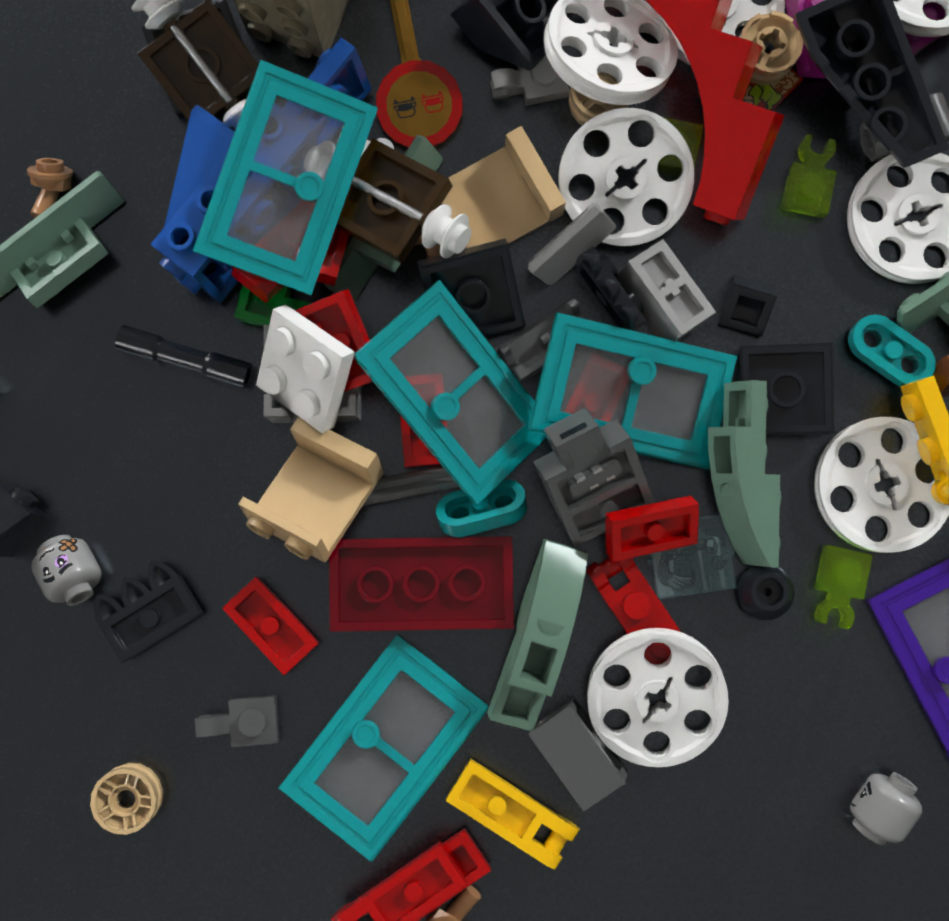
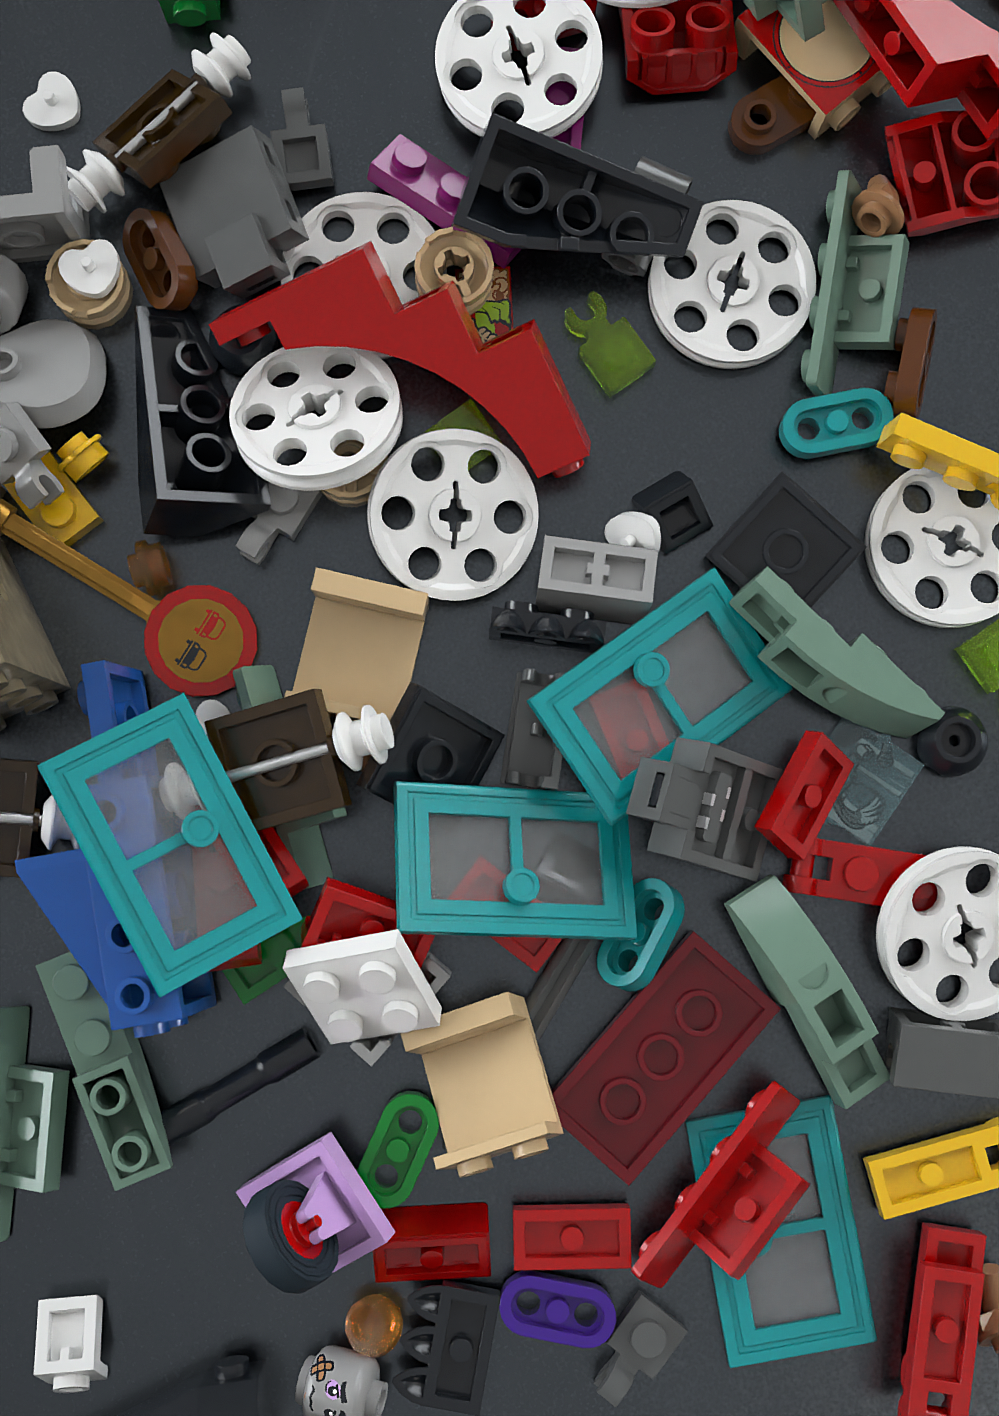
camera: 55 degrees left, 0 degrees up
(118, 556) = (374, 1325): none -> clear orange plate
(125, 279) = (109, 1078): none -> sand green slope
(146, 461) = (310, 1217): none -> plate
(195, 549) = (435, 1243): none -> red slope
(218, 657) = (554, 1314): none -> dark purple plate
(232, 479) = (399, 1147): none -> green plate
(376, 698) = (735, 1199): none -> red bracket
(434, 36) = (150, 567): none -> clear orange plate
(563, 250) = (468, 623): light grey slope -> none
(716, 291) = (634, 530): none -> white piece

